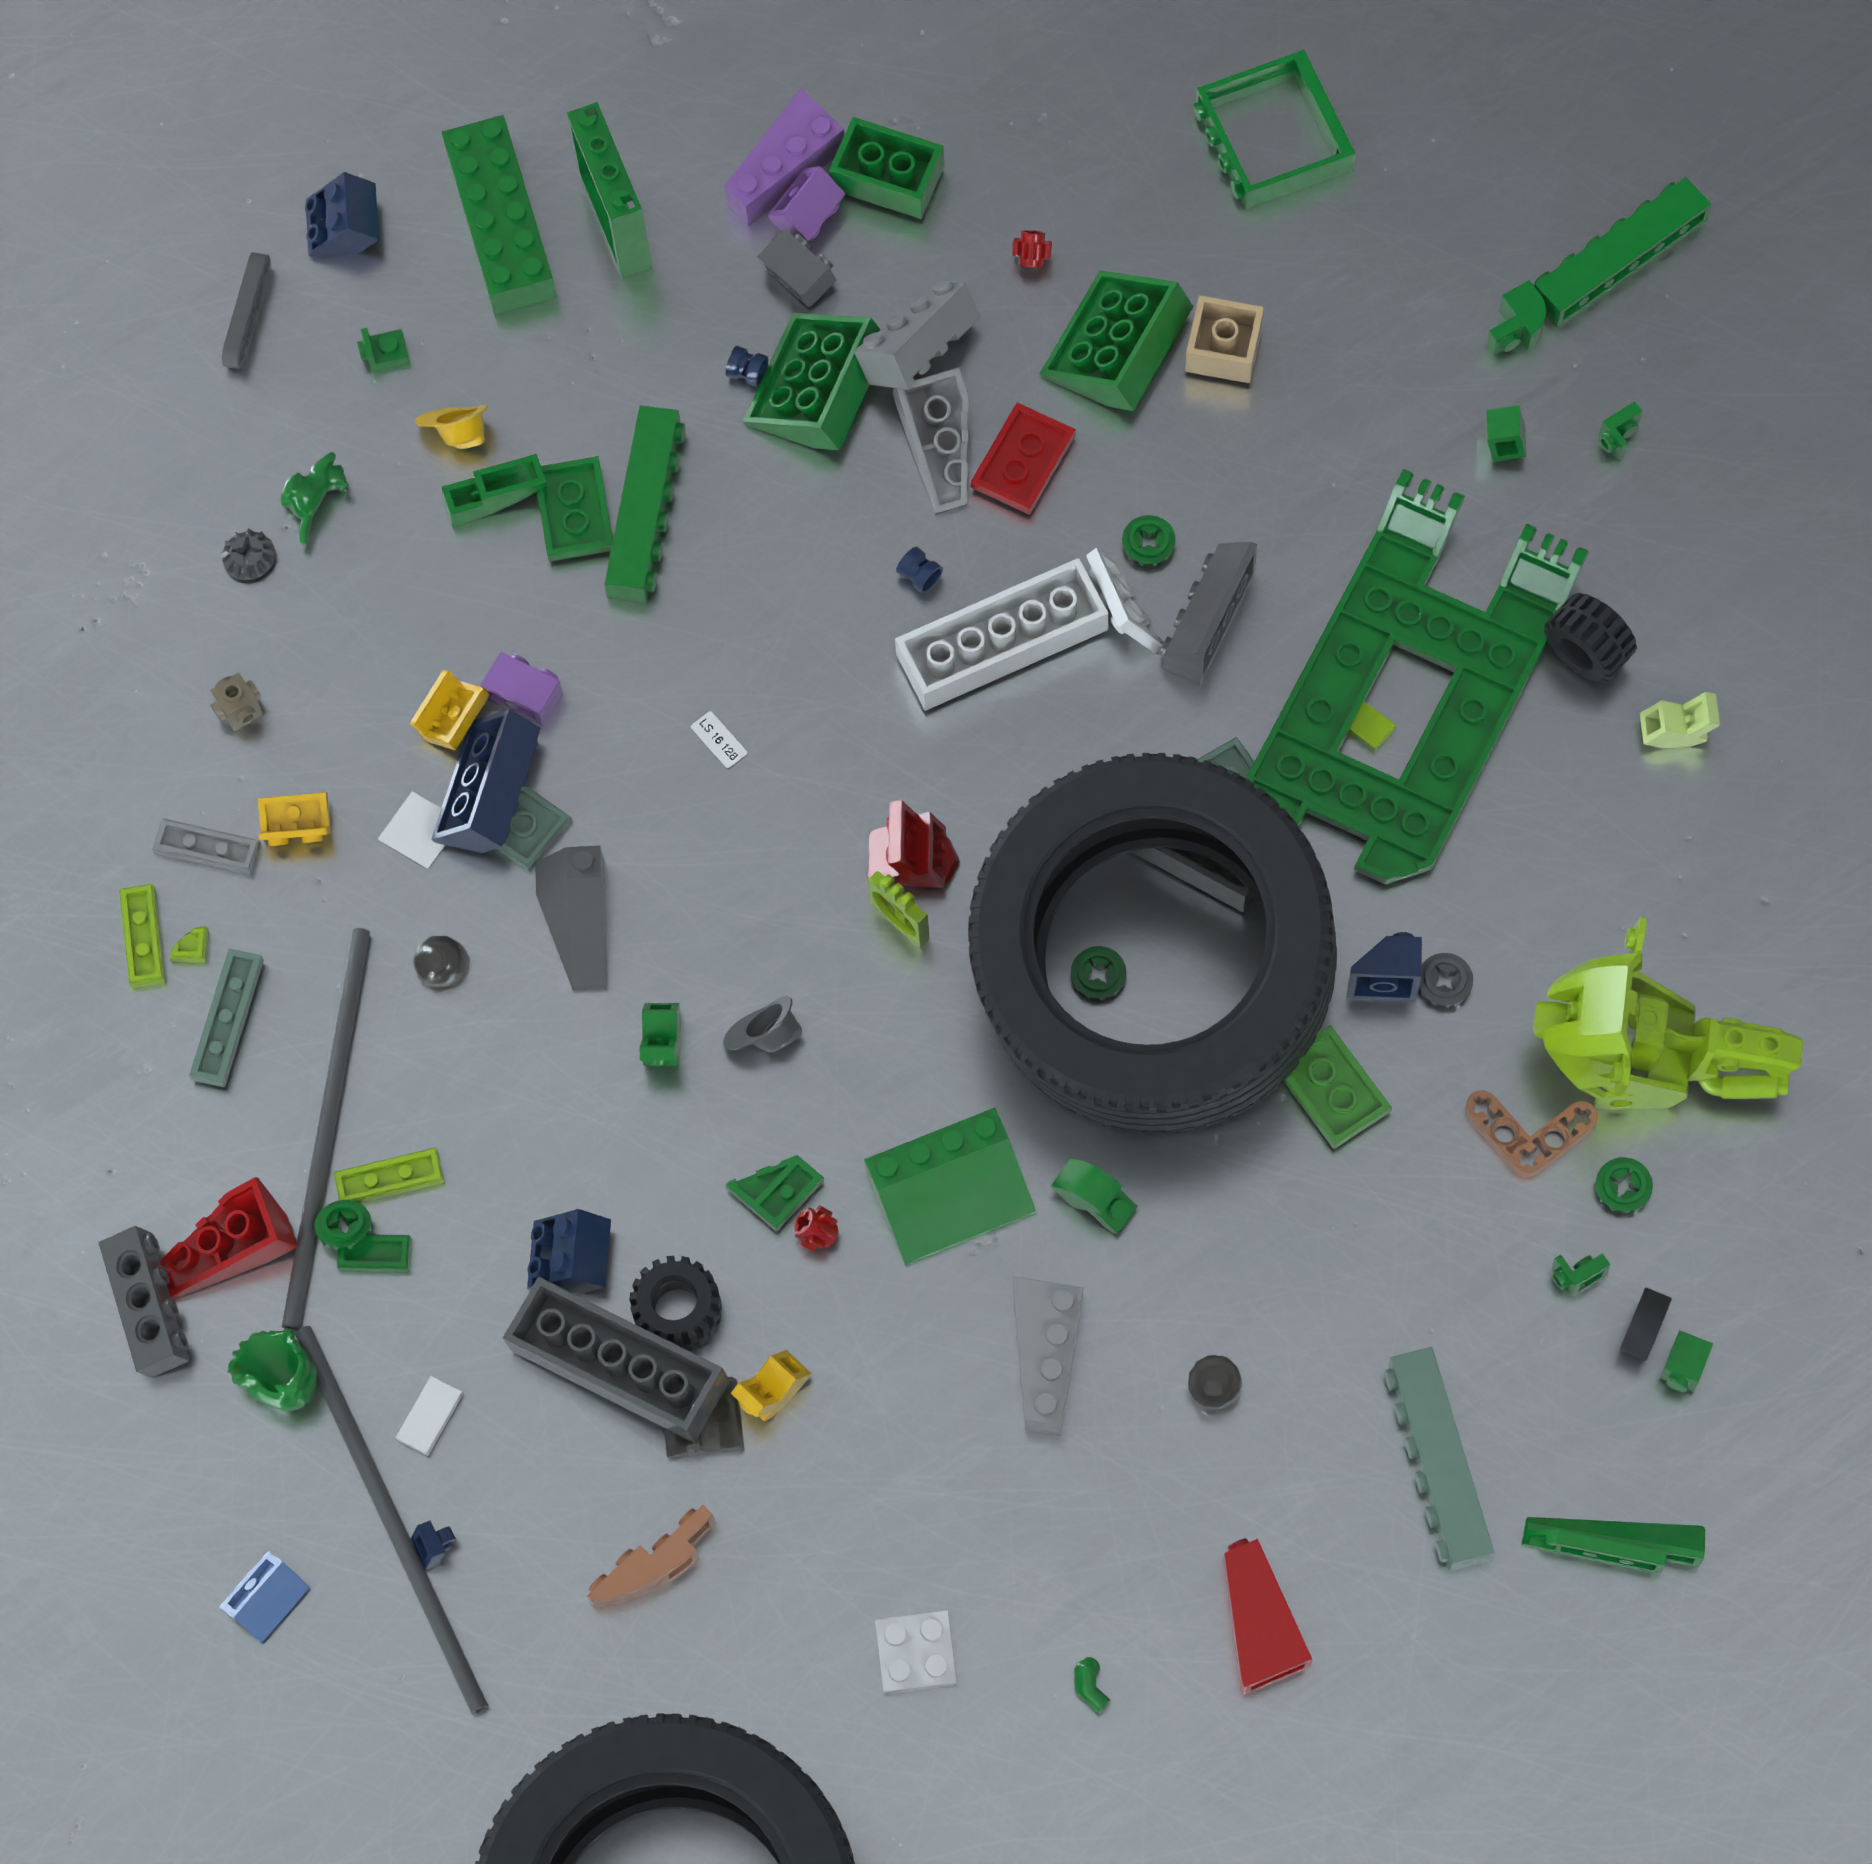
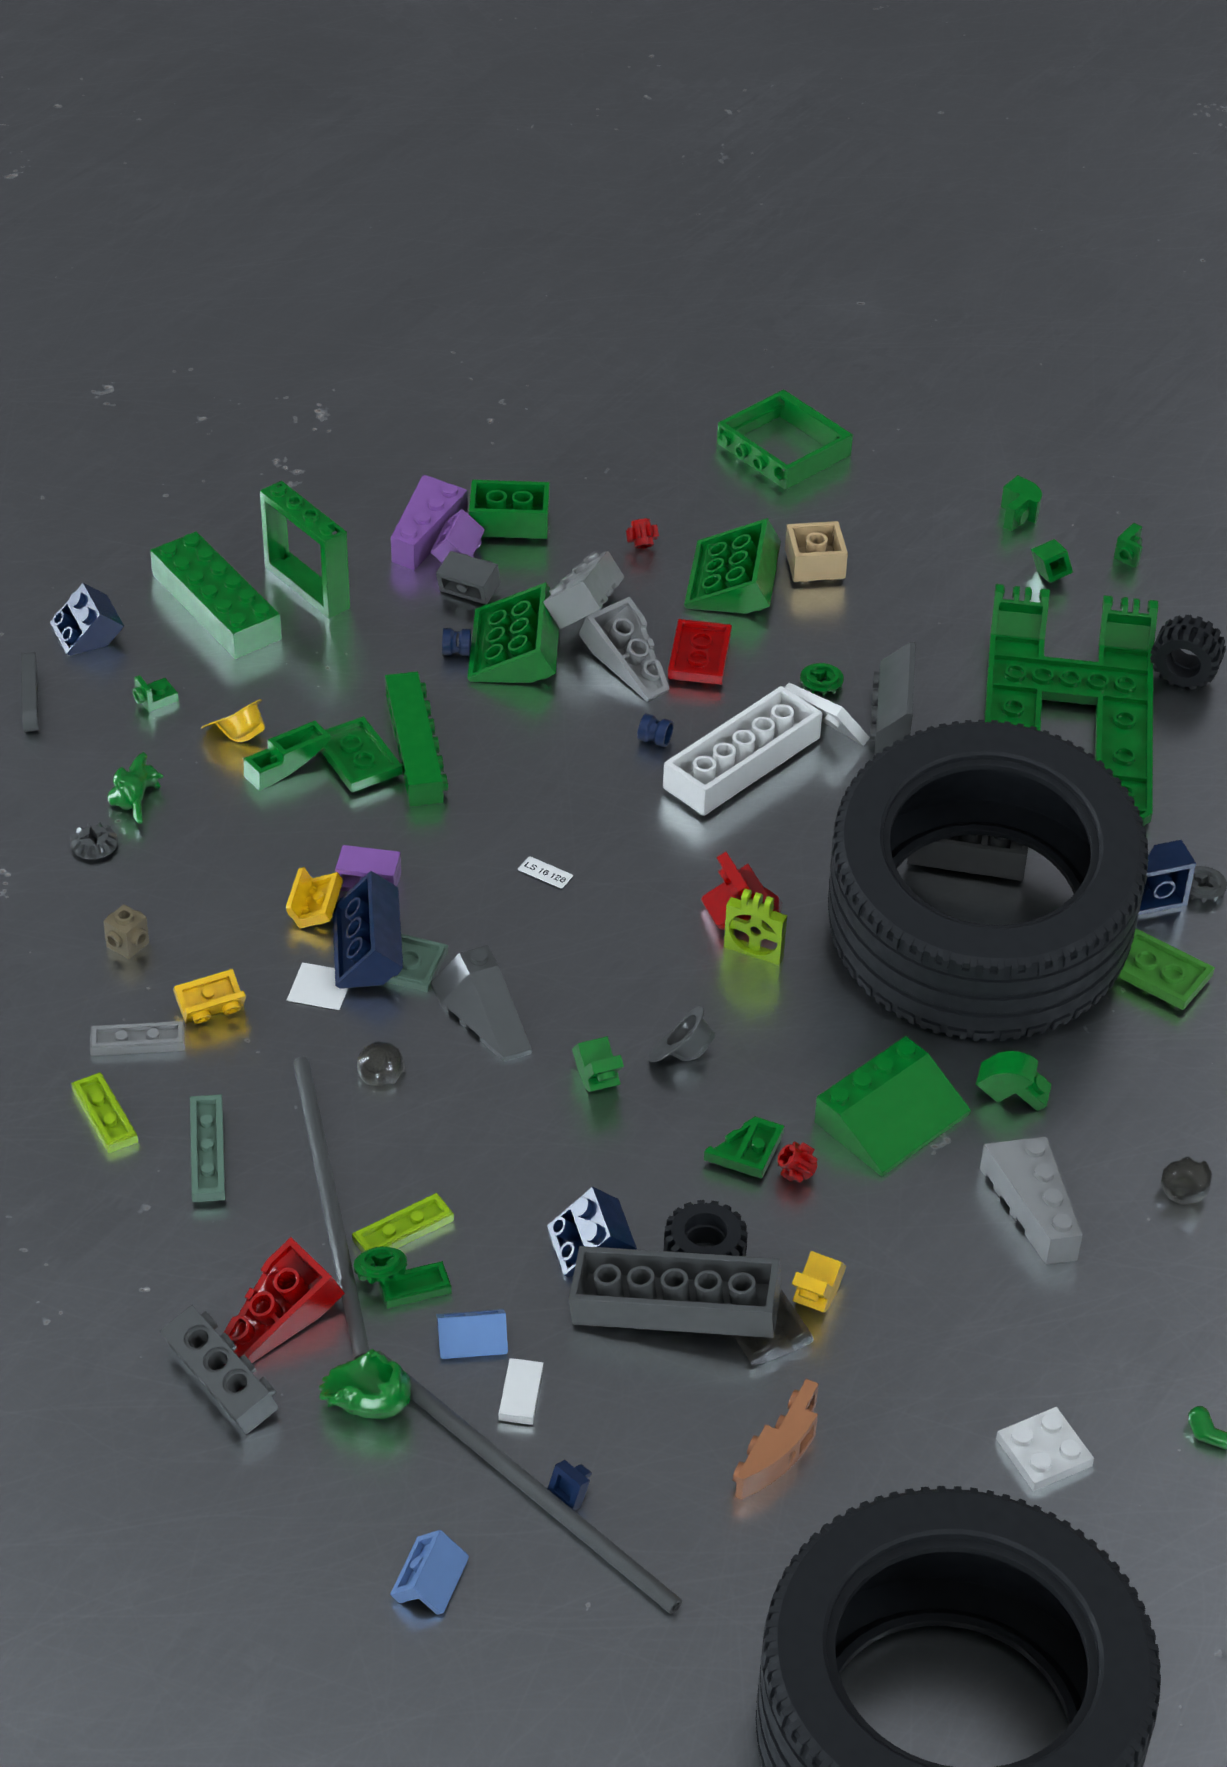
camera: 25 degrees left, 25 degrees down
(191, 946) = (153, 1109): lime tile -> none
(406, 1331) = (472, 1334): none -> medium blue panel
(1622, 250) = (1072, 451): green brick -> none

